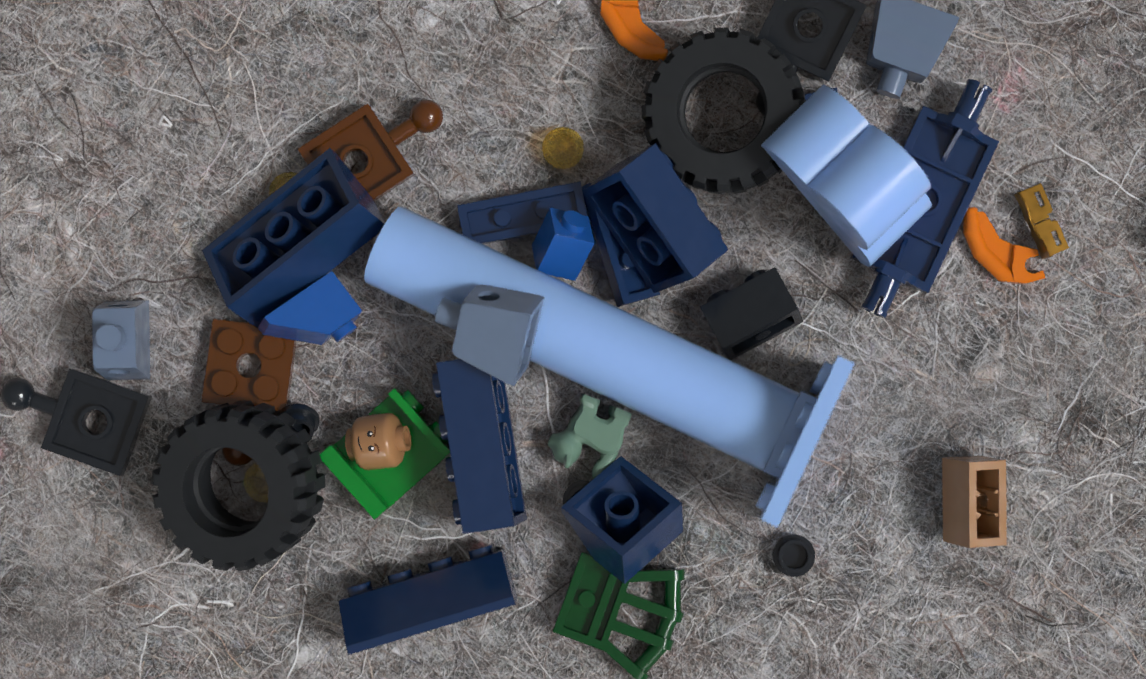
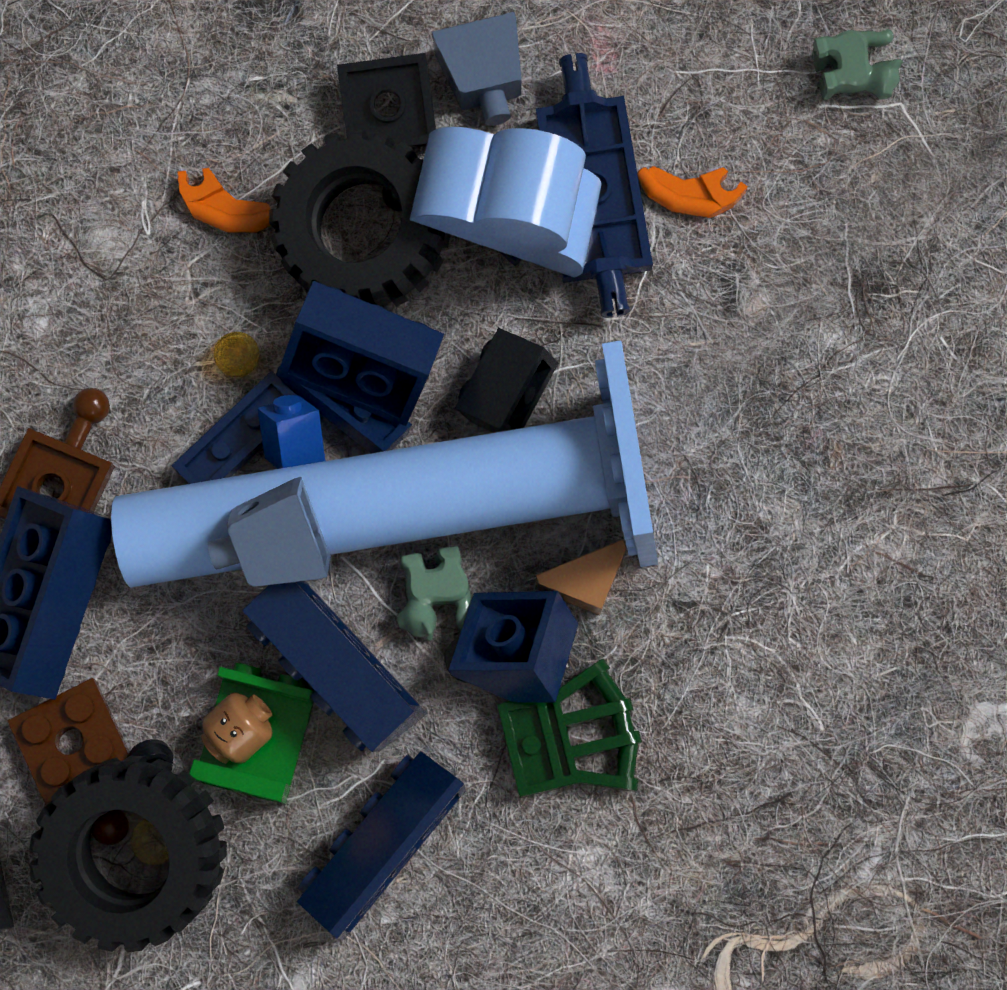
camera: 30 degrees left, 10 degrees down
(314, 314) = (100, 650): blue slope -> none
(712, 503) = (586, 579): none -> medium nougat slope
(793, 555) = (695, 579): black plate -> none
(974, 501) = (822, 417): medium nougat brick -> none
(1042, 231) = (717, 151): pearl gold piece -> none

